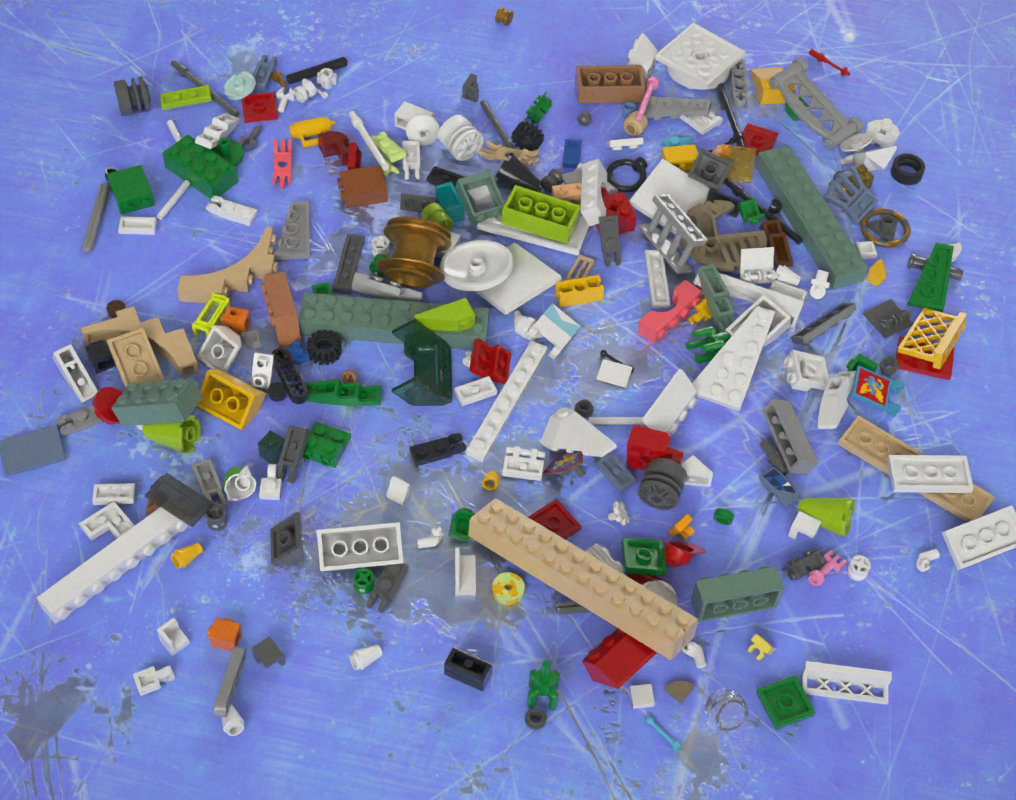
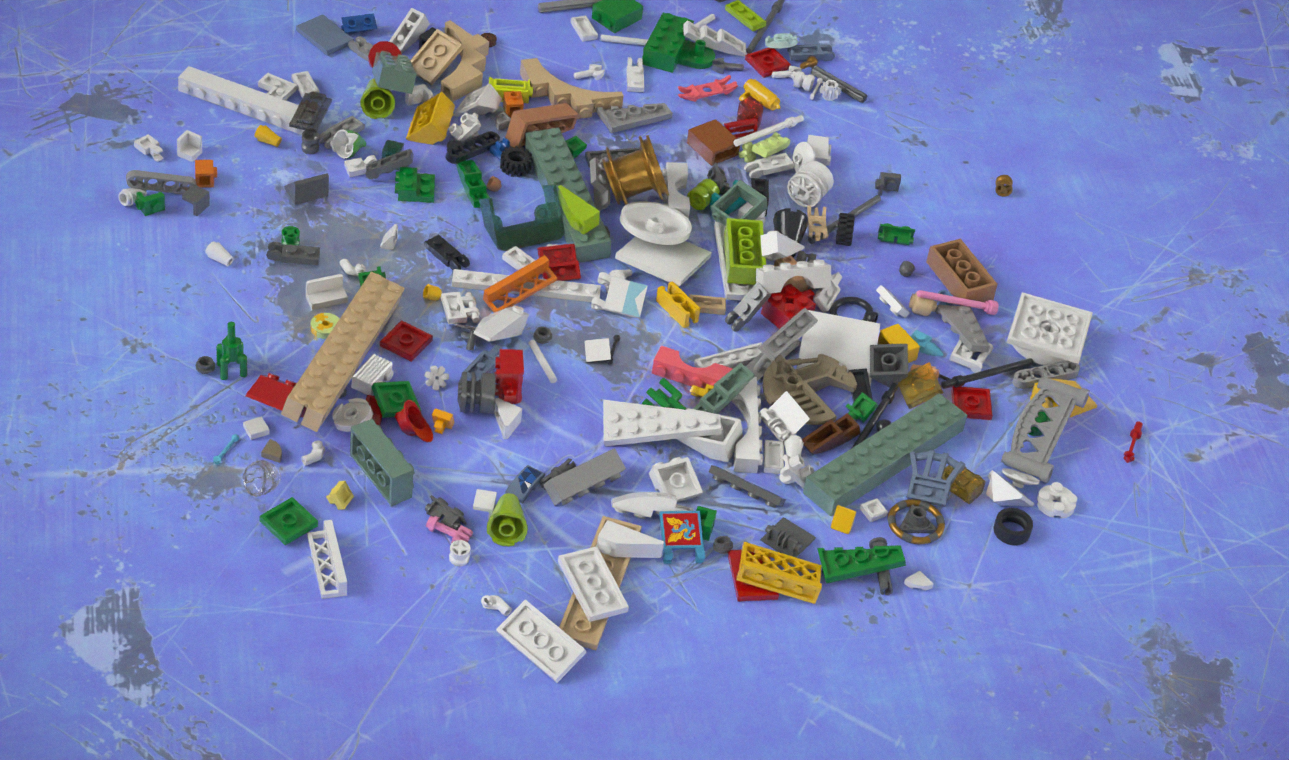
camera: 65 degrees right, 10 degrees down
(36, 412) = (358, 23): none -> blue hinge
(210, 243) = (594, 70): none -> white bar
(255, 710) = (150, 204): none -> green bracket
(360, 546) = (318, 224): white slope -> none
(468, 669) = (230, 308): black brick -> none
(515, 404) = (518, 279): none -> orange fence
(558, 185) = (778, 246): none -> white slope
(572, 153) = (855, 271): blue tile -> none
(643, 54) = (1011, 285): white slope -> none
(671, 405) = (564, 383): white slope -> none
(723, 516) = (469, 448): green tile -> none
(883, 436) = (626, 542): none -> white slope

